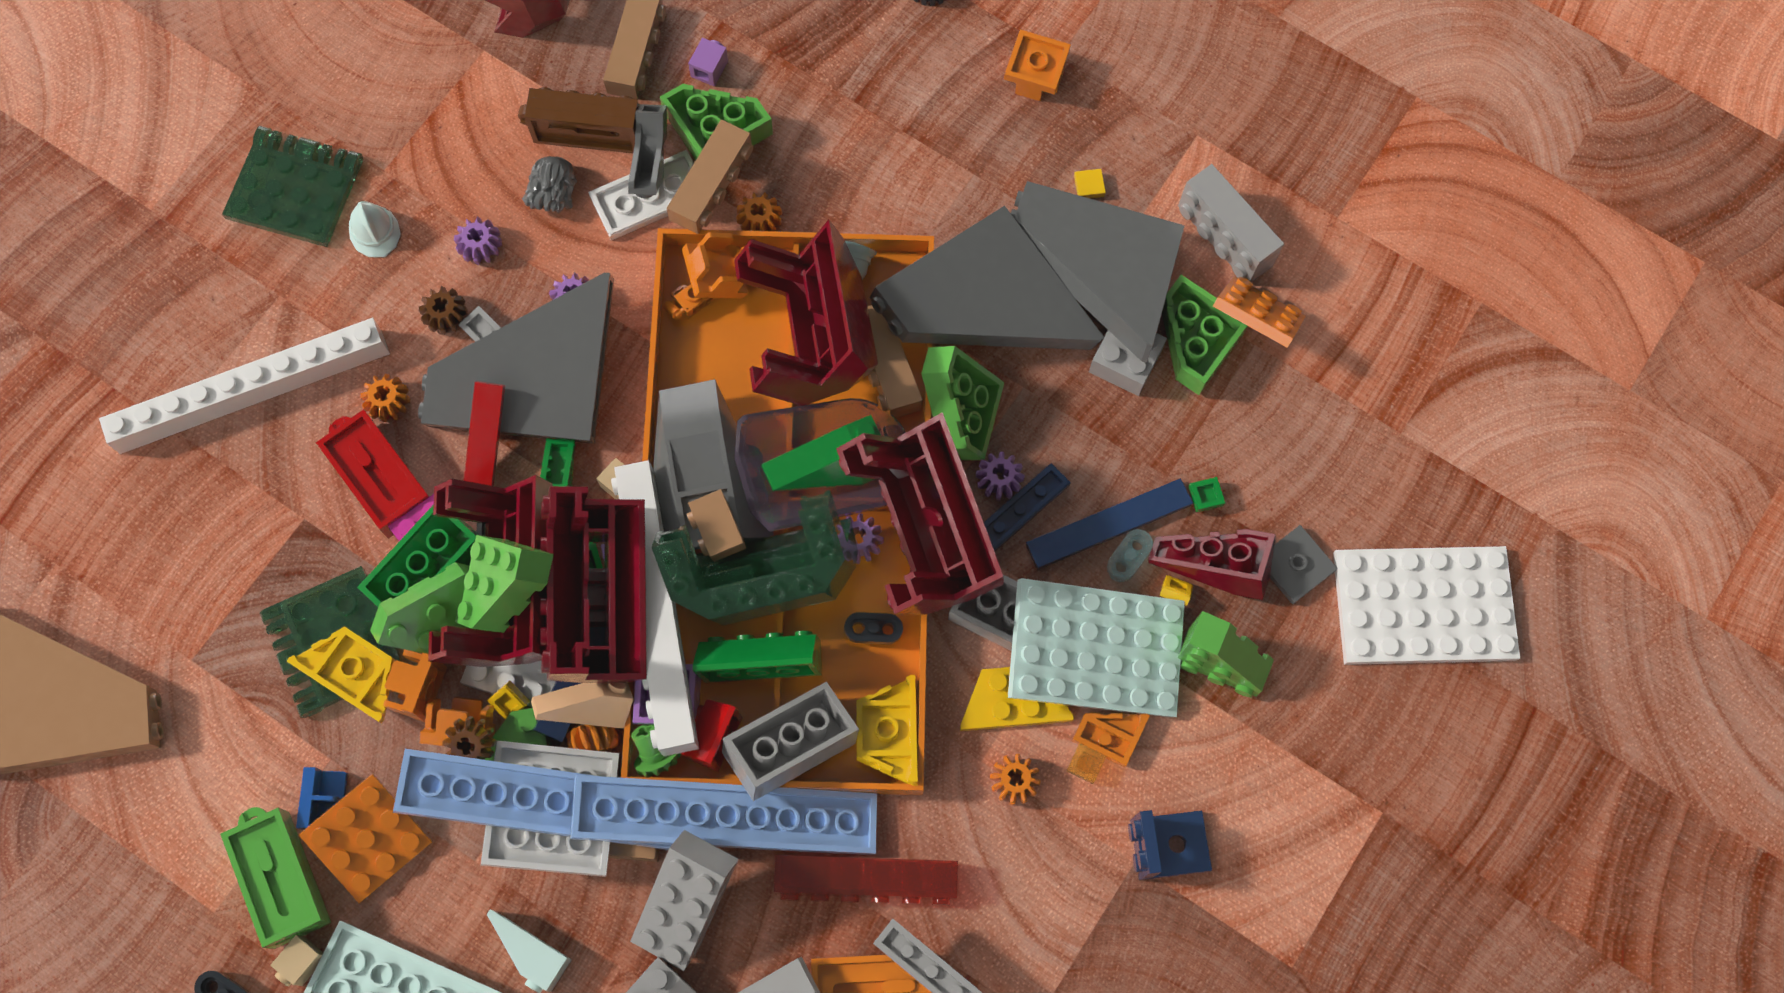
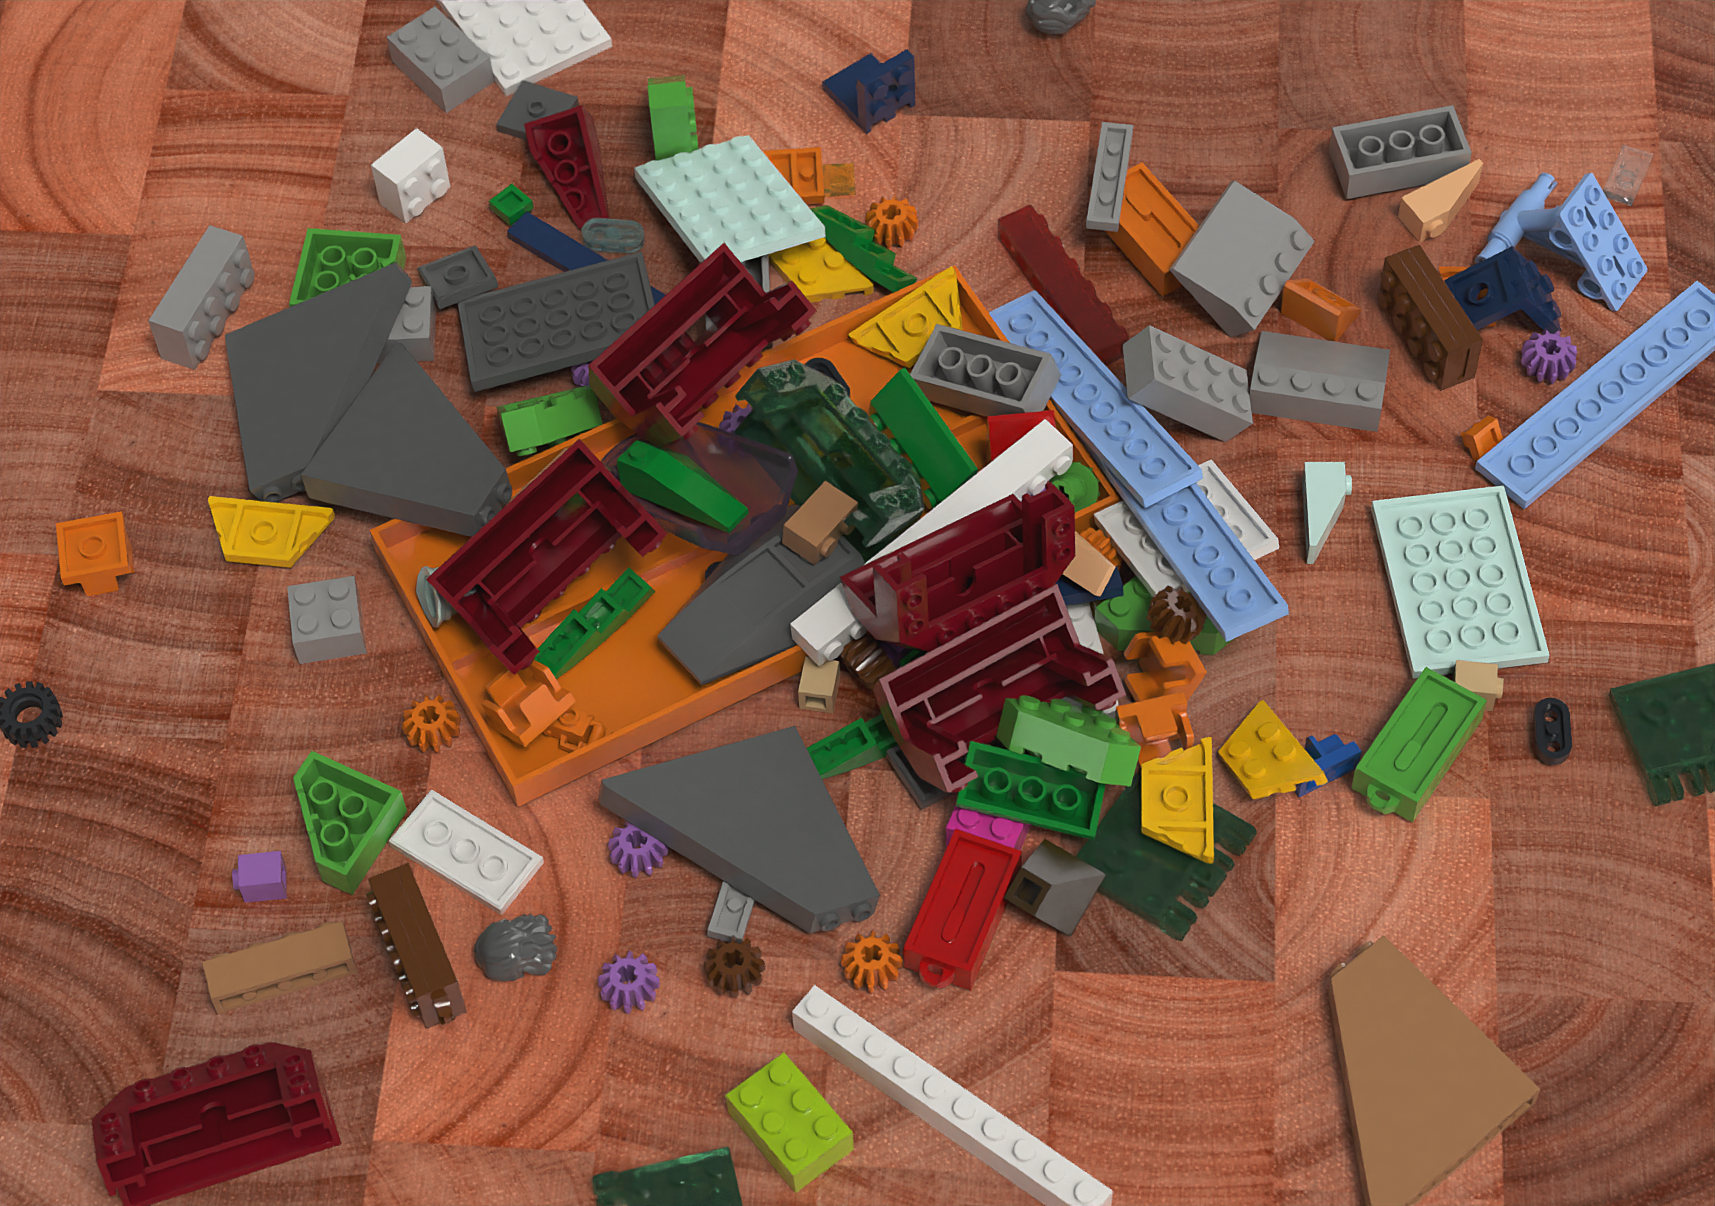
camera: 115 degrees left, 15 degrees down
(308, 283) = (789, 1122): none -> lime brick
(341, 758) = (1268, 756): none -> yellow wing
(349, 542) = (1055, 887): none -> dark brown slope
(364, 838) = (1325, 693): orange plate -> none
(373, 230) = (679, 1111): light aqua piece -> none
(484, 433) = (858, 822): red tile -> none
(501, 582) = (1003, 655): bright green brick -> none
(508, 699) = (1110, 647): yellow tile -> none
(648, 153) = (431, 847): dark grey arch -> none
(710, 176) = (424, 756): medium nougat brick -> none
(757, 331) = (594, 624): none -> green slope
(886, 186) = (326, 619): none -> light grey brick
(994, 181) = (267, 530): none -> yellow wing
(1000, 736) = (856, 245): none -> green slope
(1054, 463) = (552, 320): none -> dark grey plate
(1089, 183) = (214, 451): yellow tile -> none
(1153, 419) = (458, 277): none -> dark grey plate
(1176, 589) = (625, 184): yellow tile -> none
(1260, 310) = (290, 228): orange plate -> none
(1269, 425) = (411, 175): none -> white brick
(1393, 512) = (440, 59): none -> light grey brick

